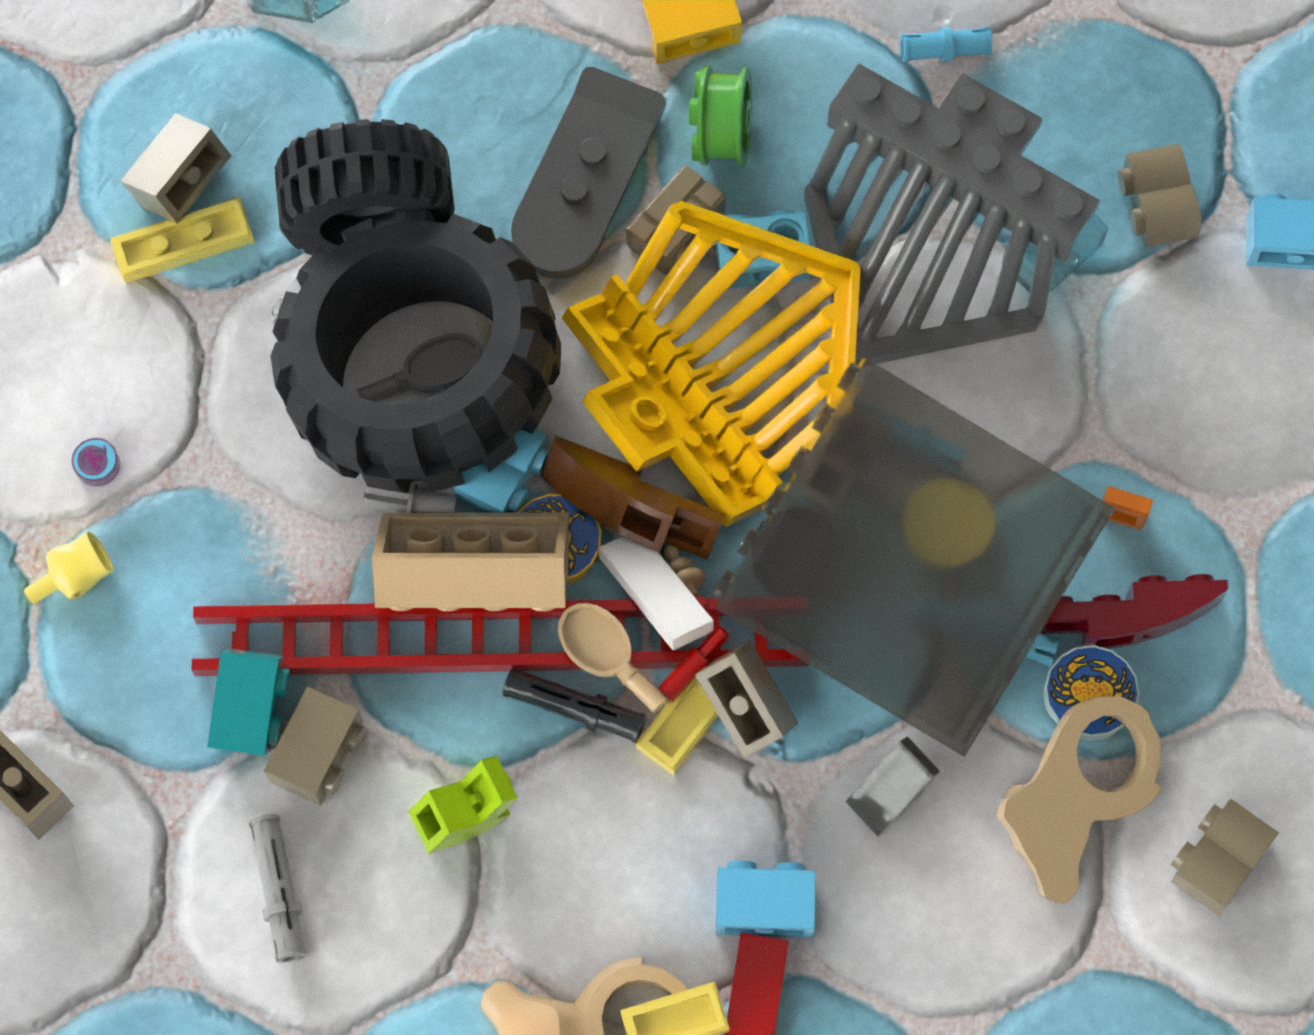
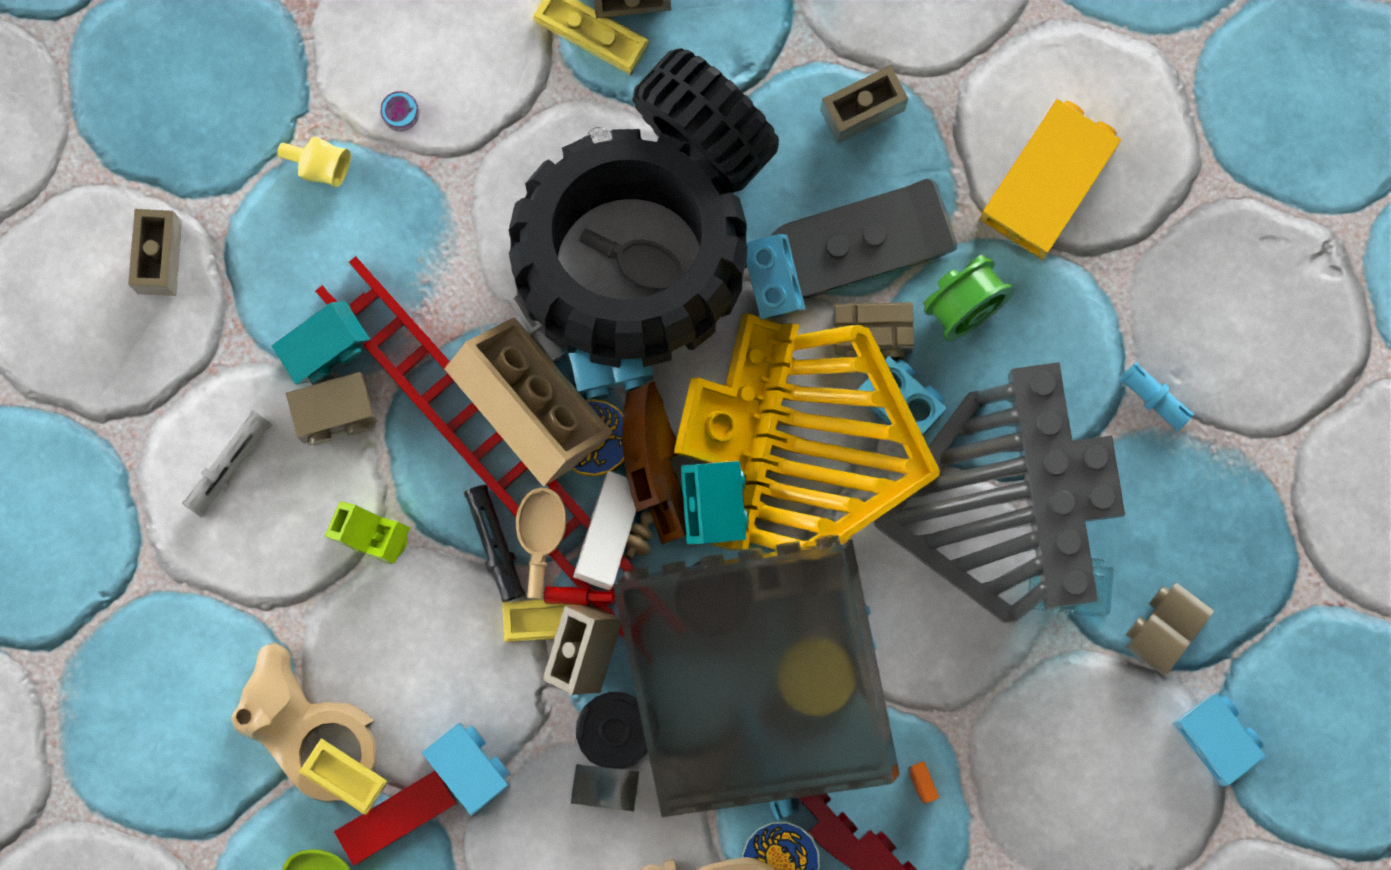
camera: 50 degrees right, 10 degrees up
(470, 64) = (864, 104): none -> dark tan brick
(558, 257) = (774, 276): none -> medium azure brick
(714, 470) = (714, 502): none -> teal brick
(842, 741) = (611, 731): none -> black tile

